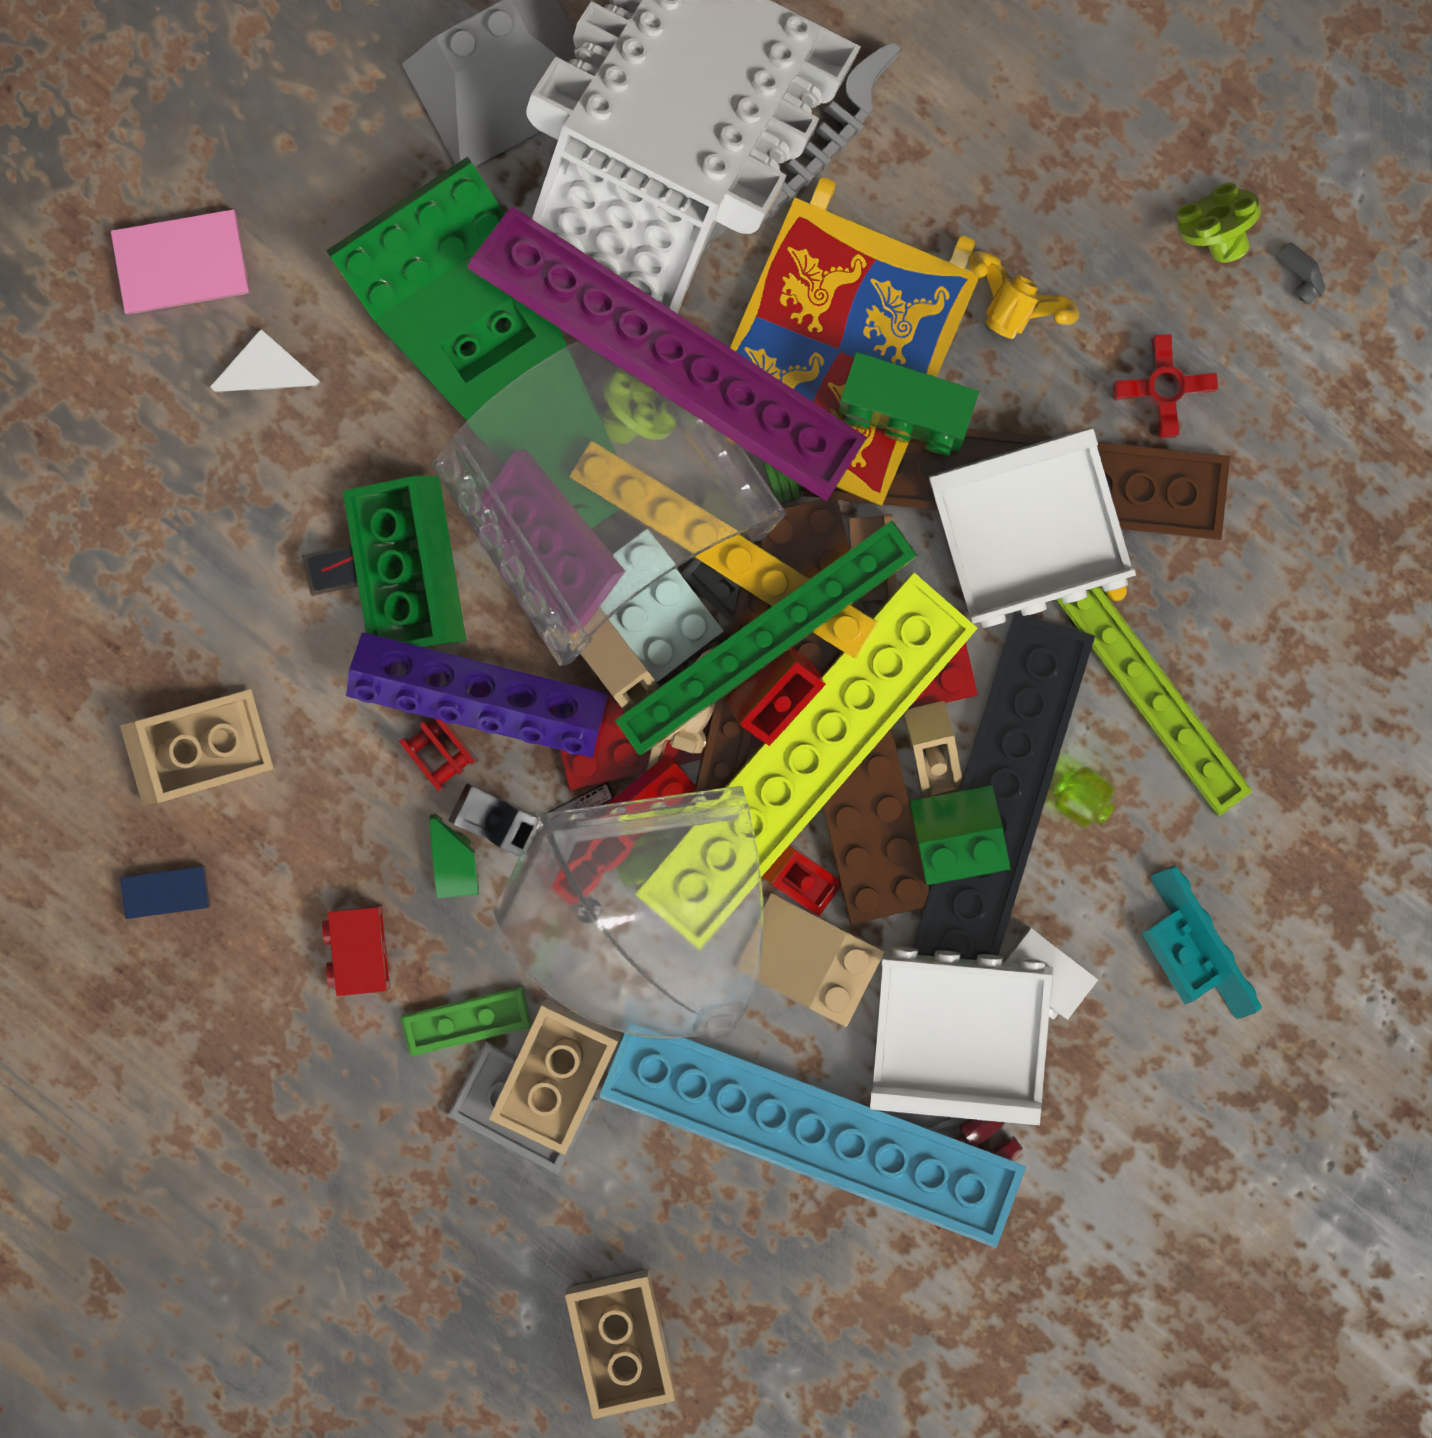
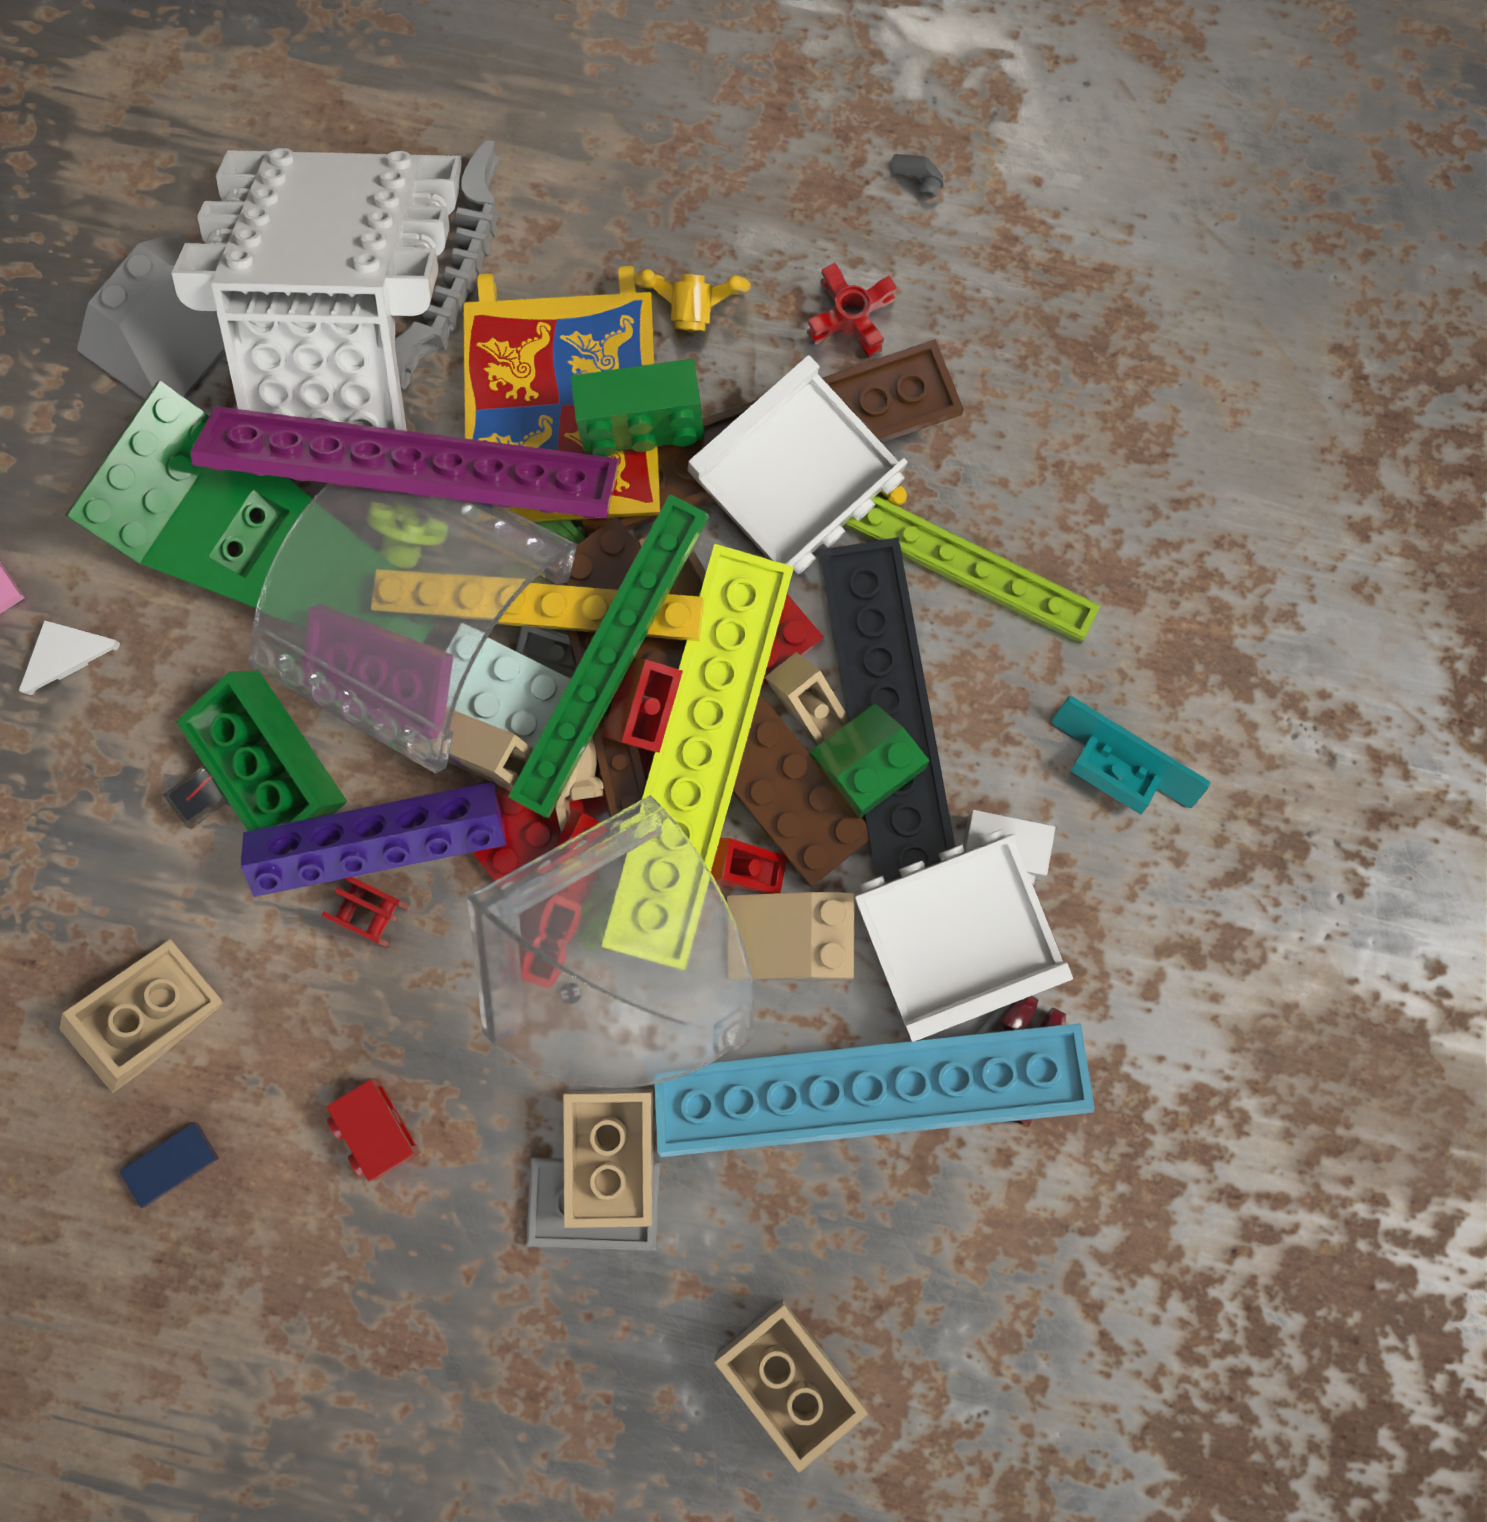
camera: 25 degrees left, 10 degrees down
(452, 861) = (424, 1006): green slope -> none
(466, 1021) = (504, 1148): bright green tile -> none
(493, 819) = (438, 947): black brick -> none
(1084, 797) = (960, 678): clear neon green head -> none
(1220, 221) = (831, 159): lime plate -> none

